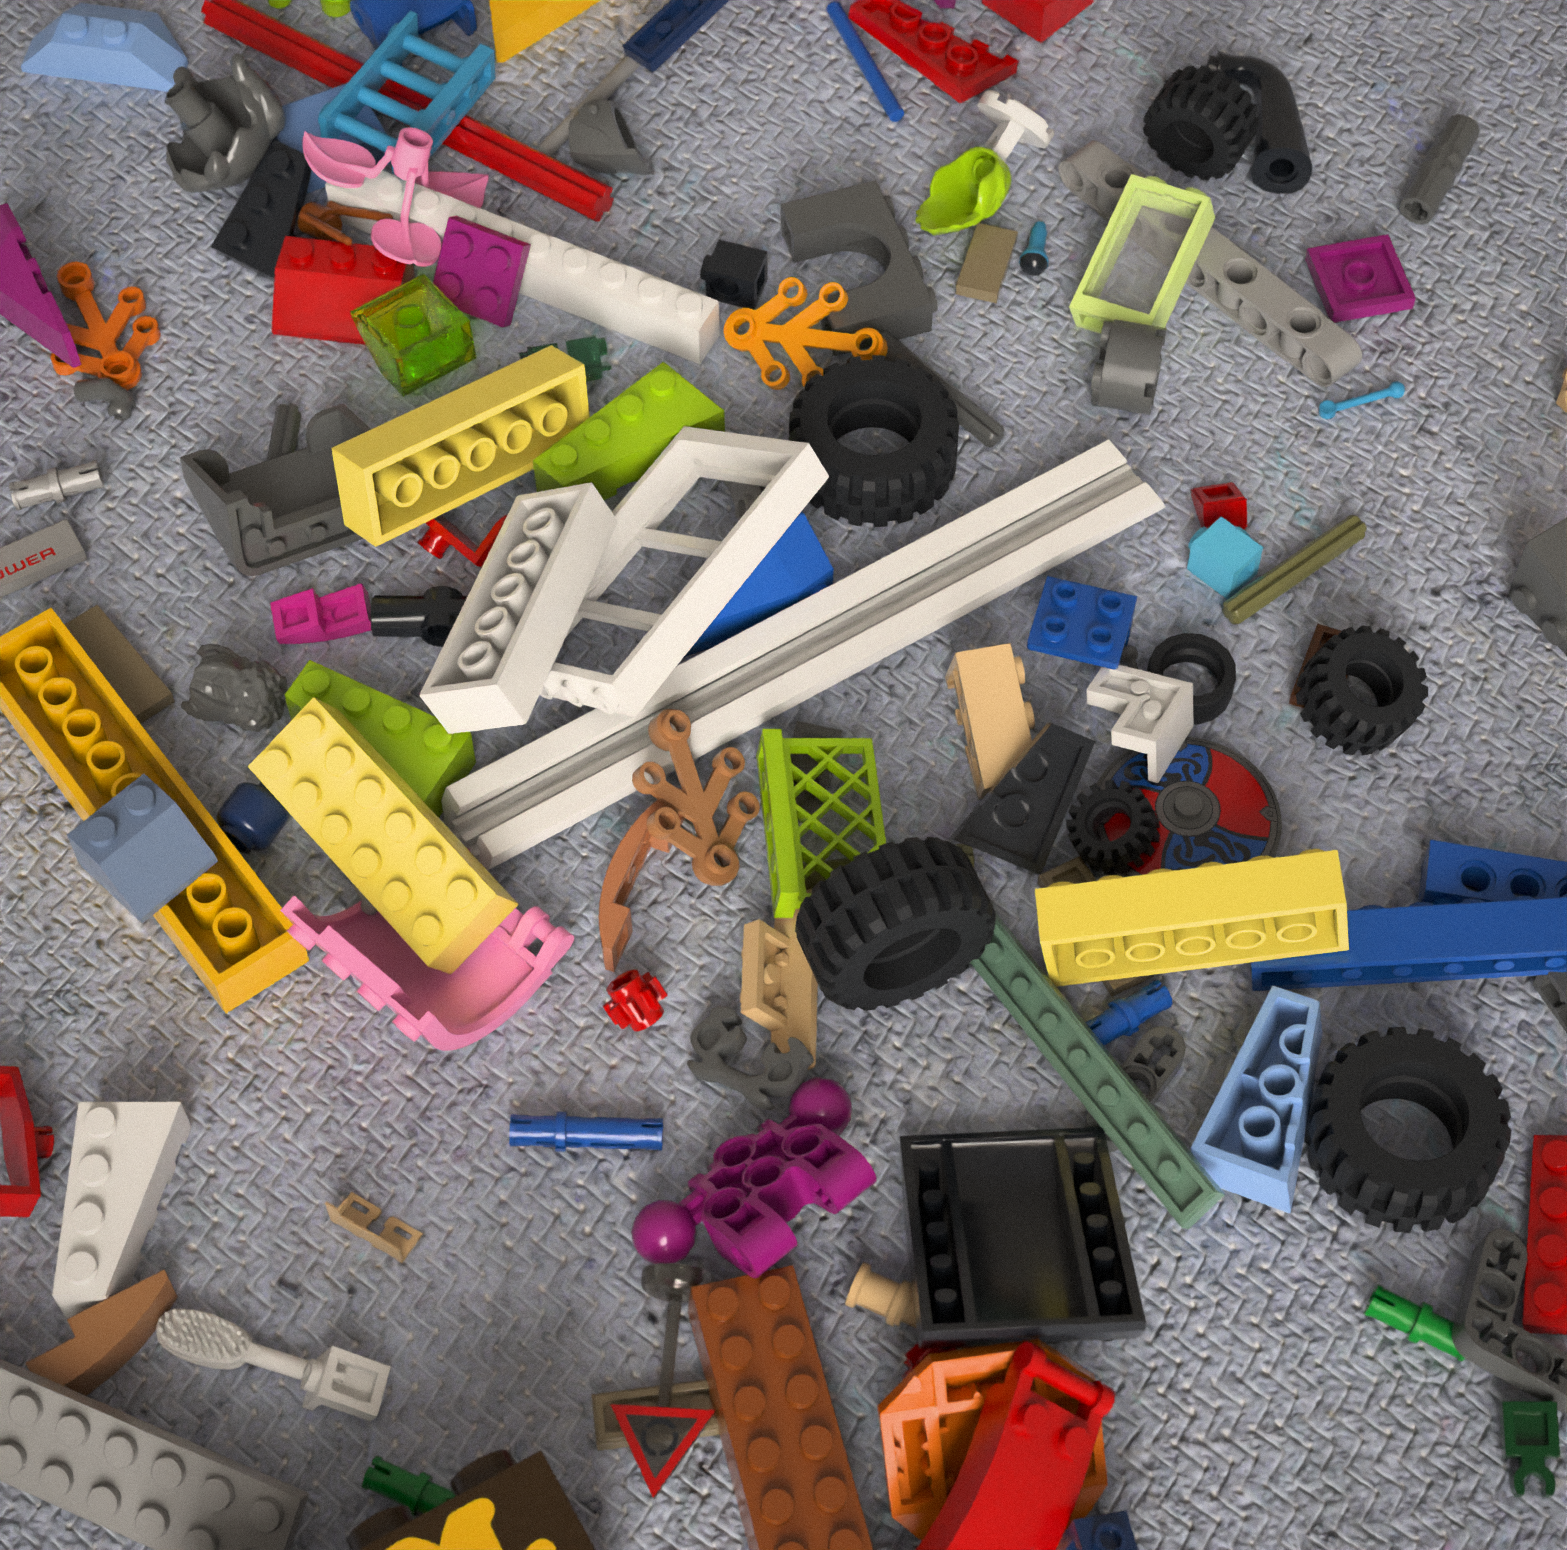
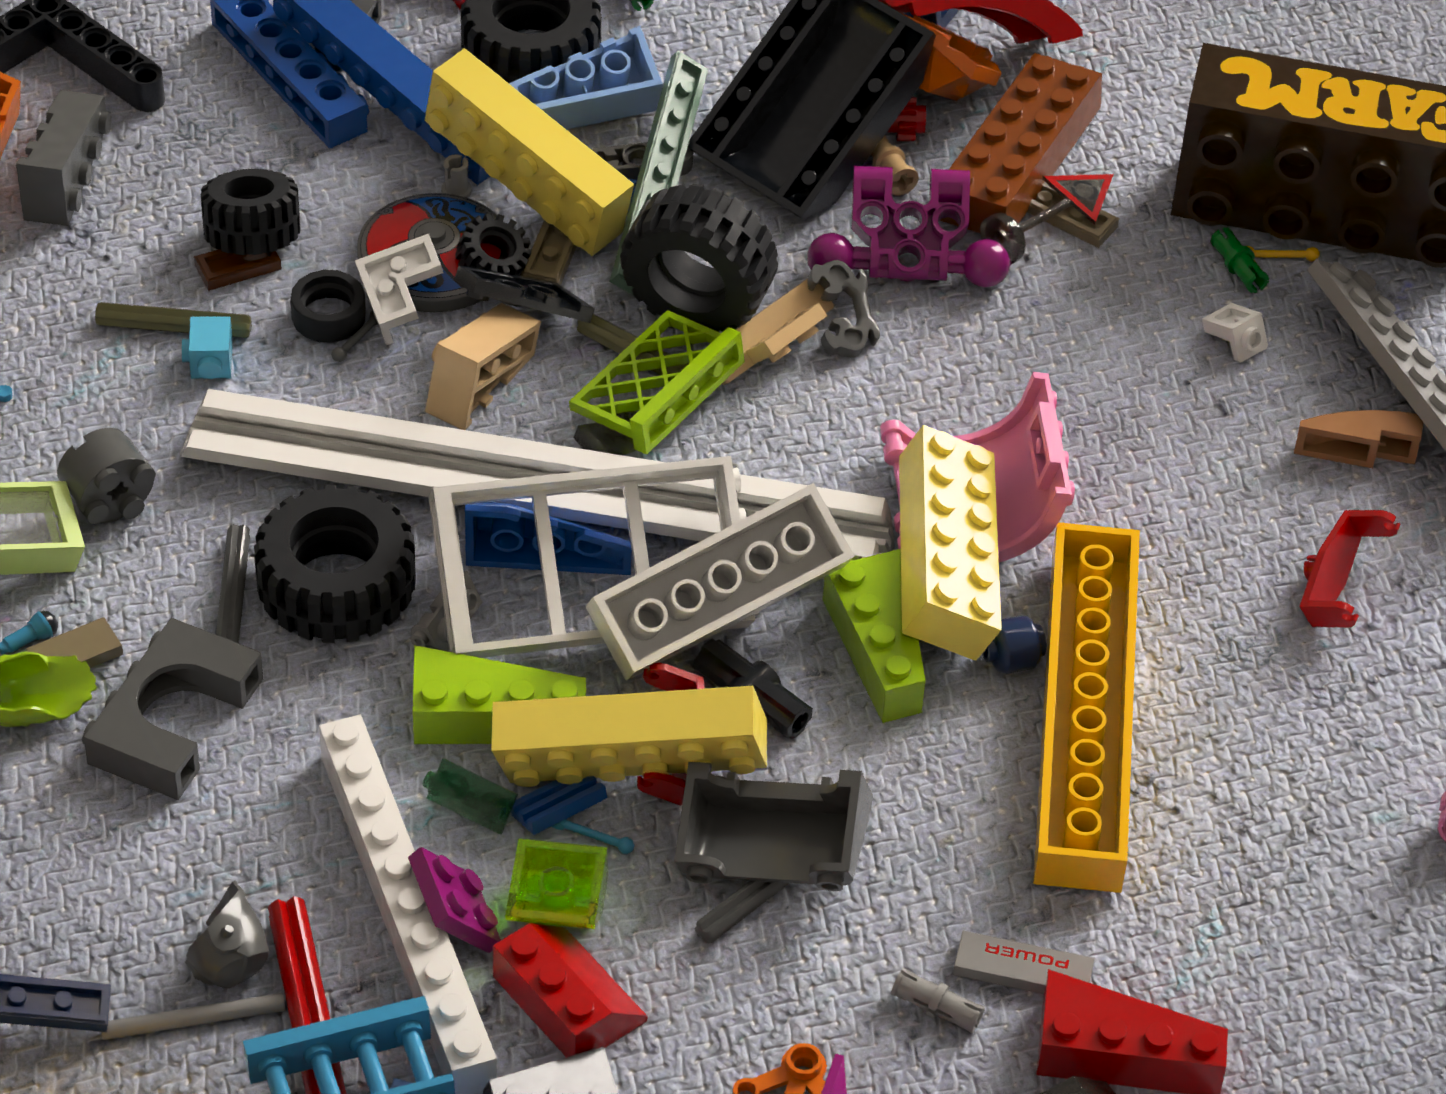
camera: 140 degrees left, 10 degrees down
(105, 389) = (828, 1039): dark grey arm -> none
(112, 1195) = (1295, 498): white wedge -> none
(120, 664) = (1011, 835): dark tan tile -> none
(141, 848) = (1123, 627): sand blue slope -> none
(220, 1344) = (1285, 400): white piece -> none
(235, 690) = (951, 730): dark grey hair -> none
(324, 221) = (524, 1050): dark orange plant -> none
(325, 618) = (825, 757): dark pink slope -> none
(349, 163) = (491, 945): bright pink plant -> none
(358, 1222) = (1163, 397): tan piece -> none
(591, 1132) = (986, 354): blue pin -> none
(623, 870) = (804, 450): nougat slope -> none
(635, 1000) = (886, 384): red gear -> none
(695, 802) = (738, 428): medium nougat plant -> none
(735, 274) = (264, 768): black brick -> none
(796, 333) = (254, 629): light orange plant -> none
(1082, 623) = (359, 356): blue bracket -> none
(1218, 501) = (159, 389): red slope -> none

